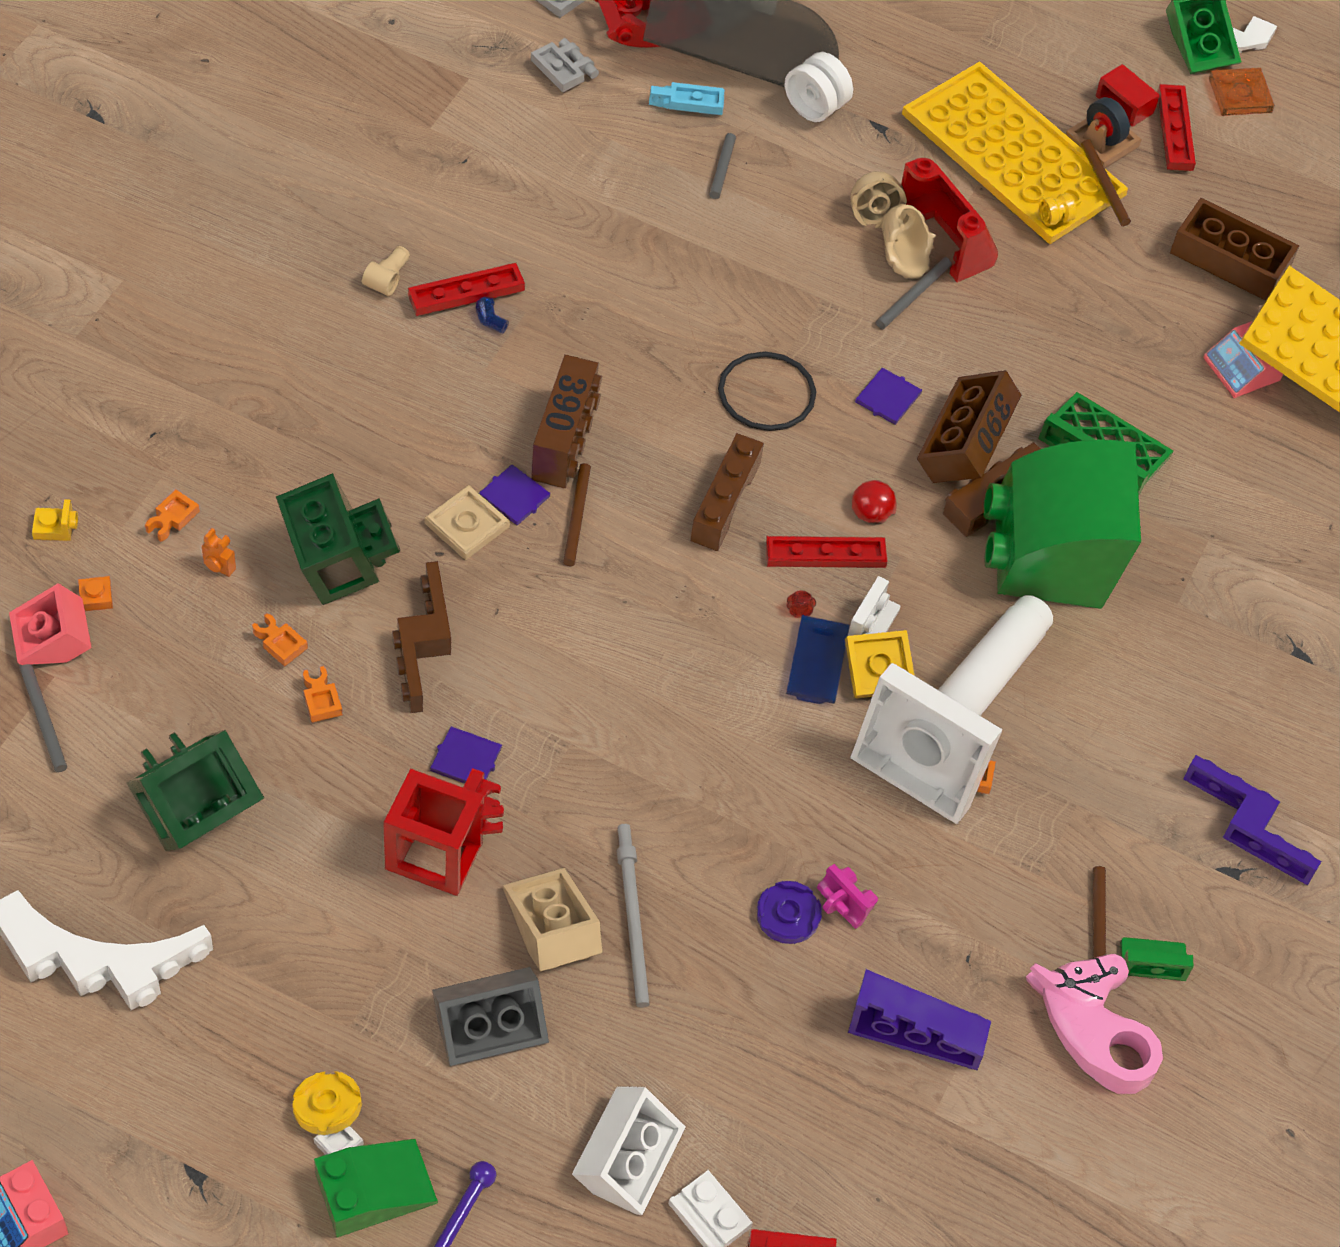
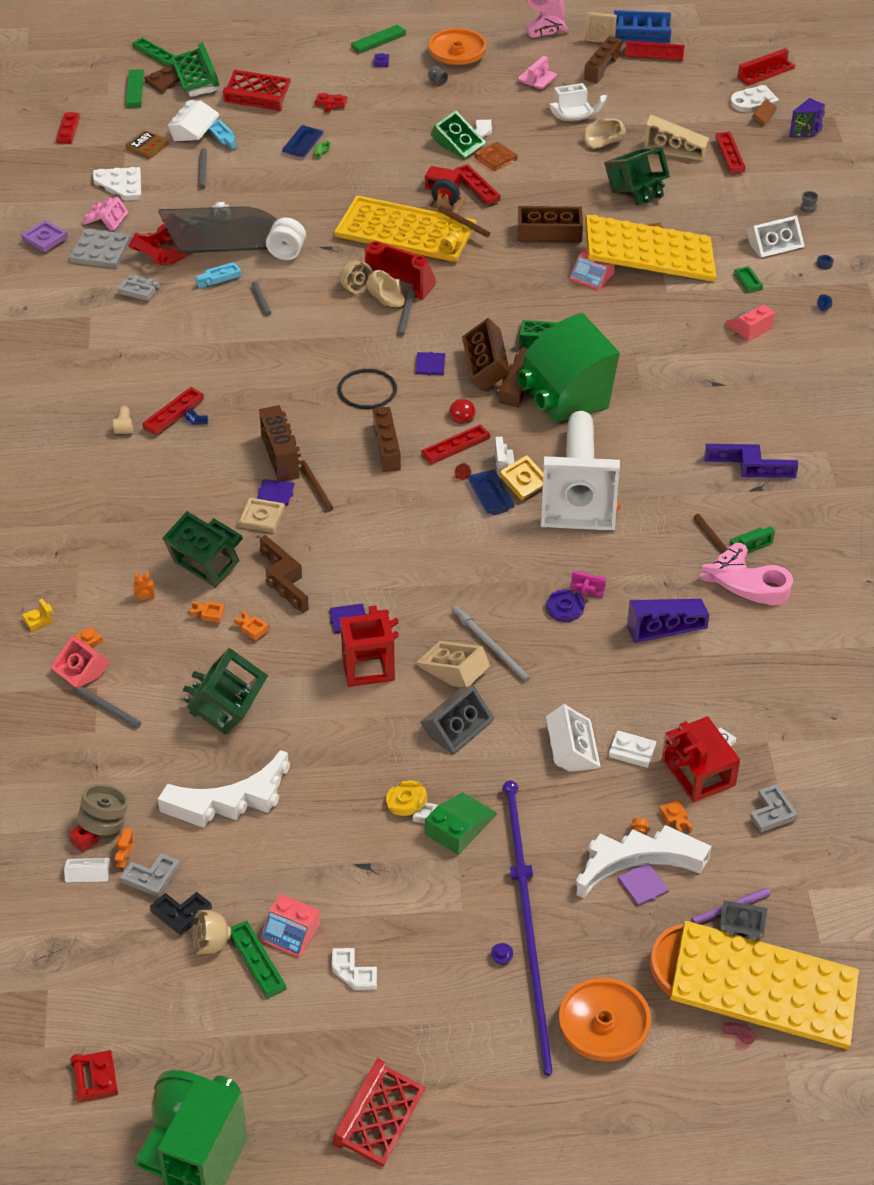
camera: 25 degrees left, 10 degrees down
(172, 512) = (101, 581): orange plate -> none

